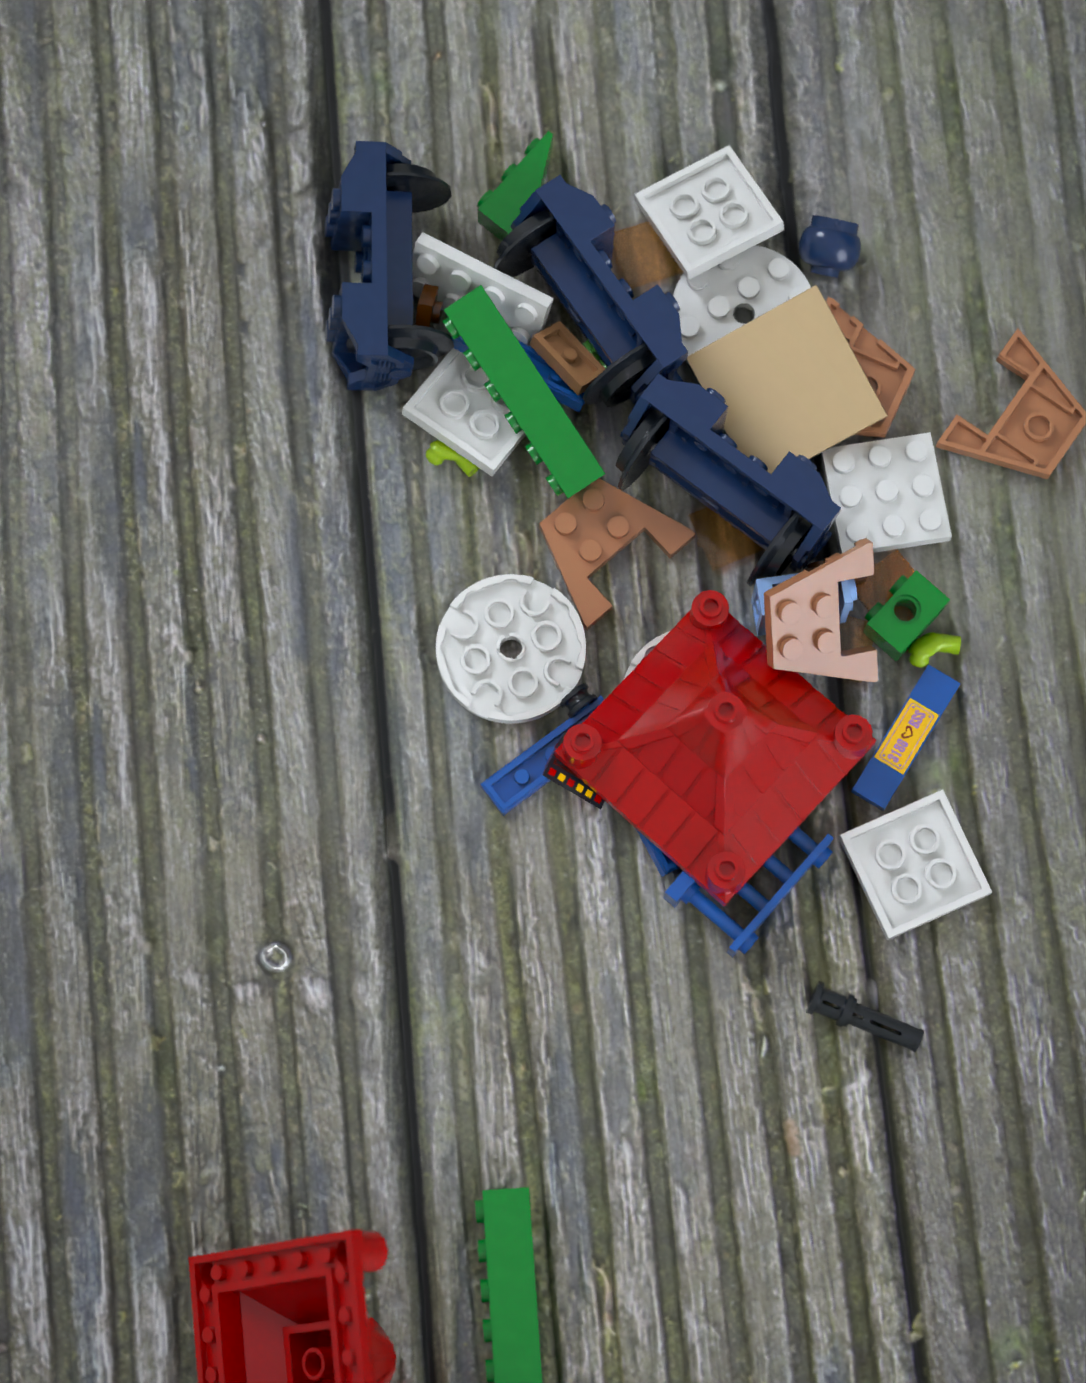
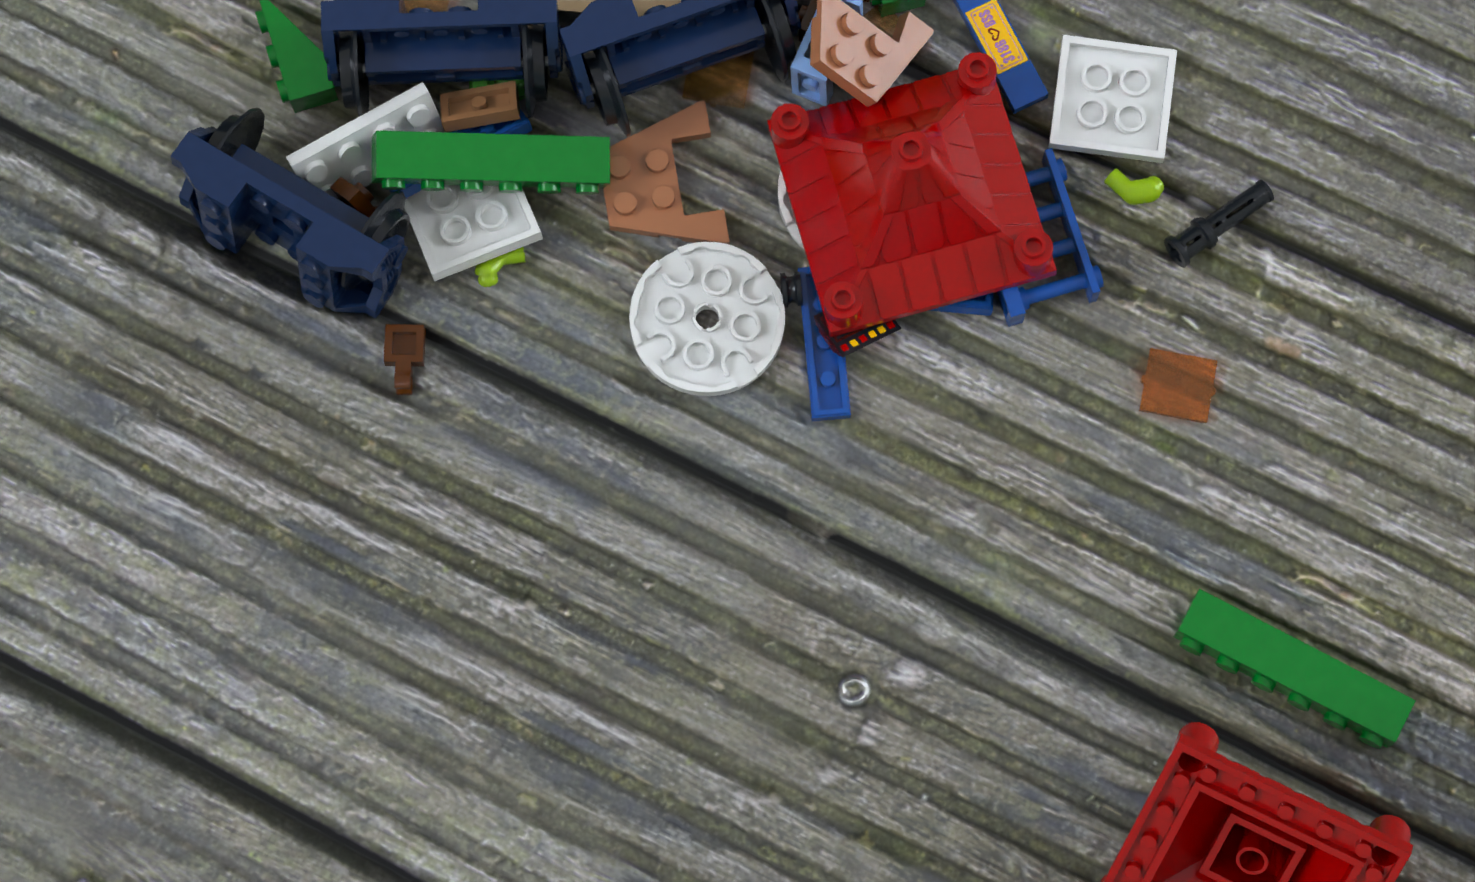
camera: 55 degrees left, 0 degrees up
(332, 426) = (404, 349): none -> reddish brown plate
(701, 1069) = (1178, 385): none -> clear orange piece
(847, 933) = (1135, 191): none -> lime arm

